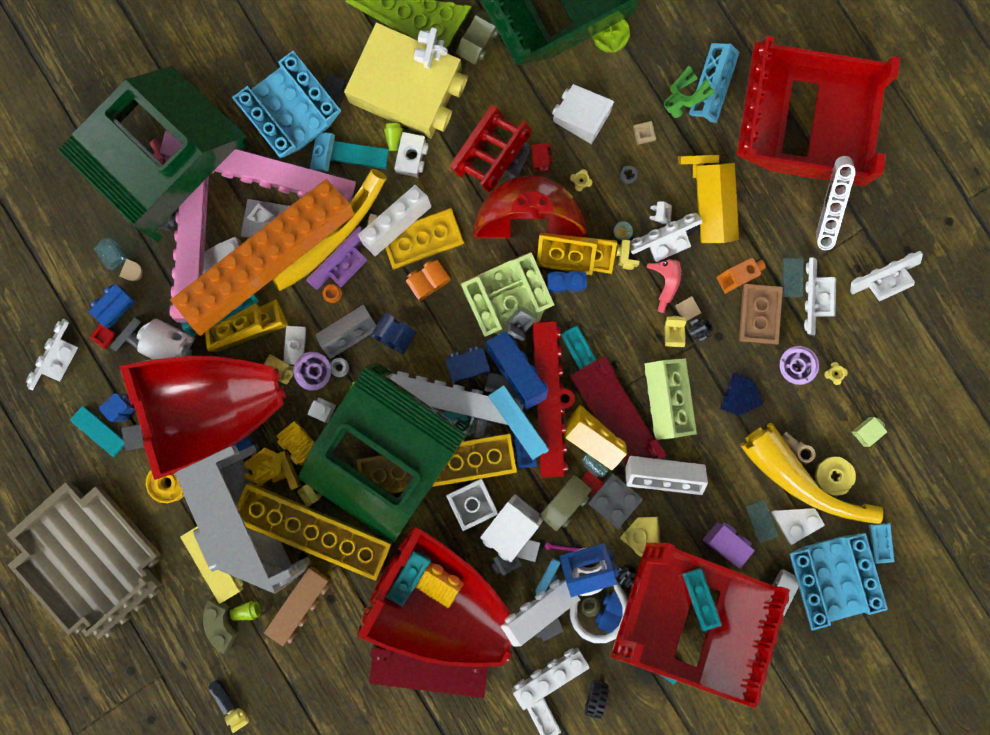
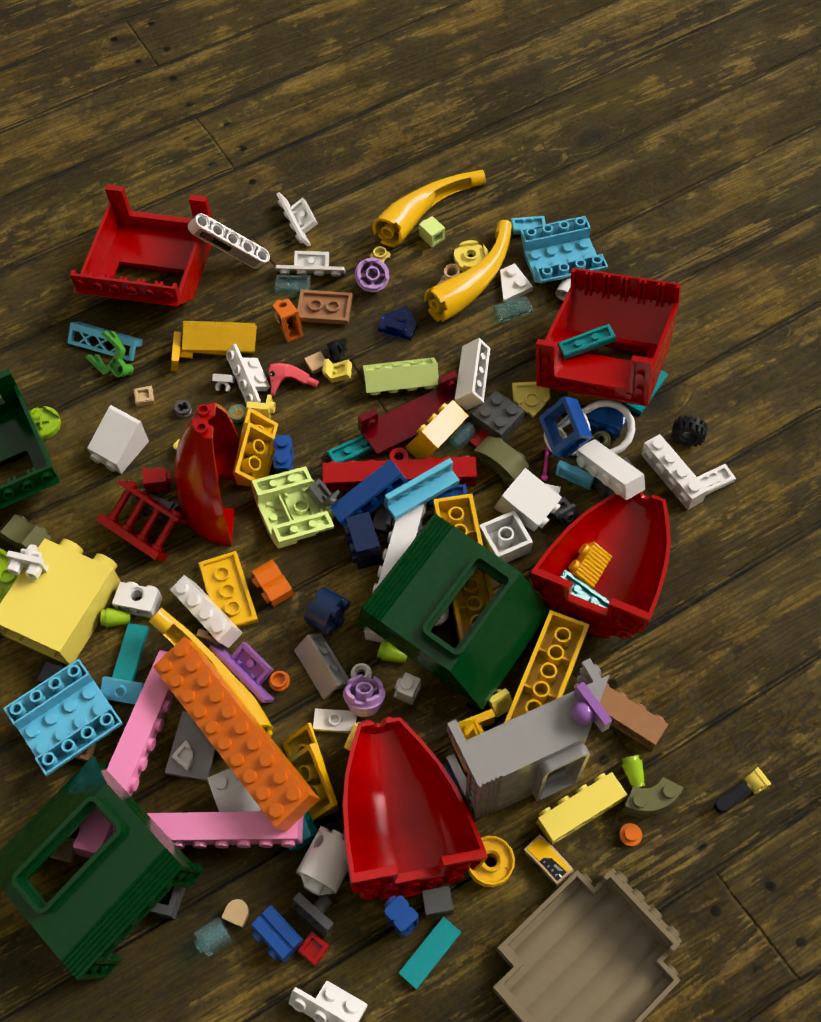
camera: 95 degrees left, 25 degrees down
(170, 532) = (549, 860): none -> slope
(191, 604) = (630, 835): none -> orange plate
(235, 570) = (589, 709): none -> medium lavender tile
(296, 441) = (443, 711): yellow brick -> none
(407, 672) = (681, 588): dark red bracket -> none
(730, 546) = (534, 326): medium lavender brick -> none
(890, 399) = (402, 215): none -> yellow brick

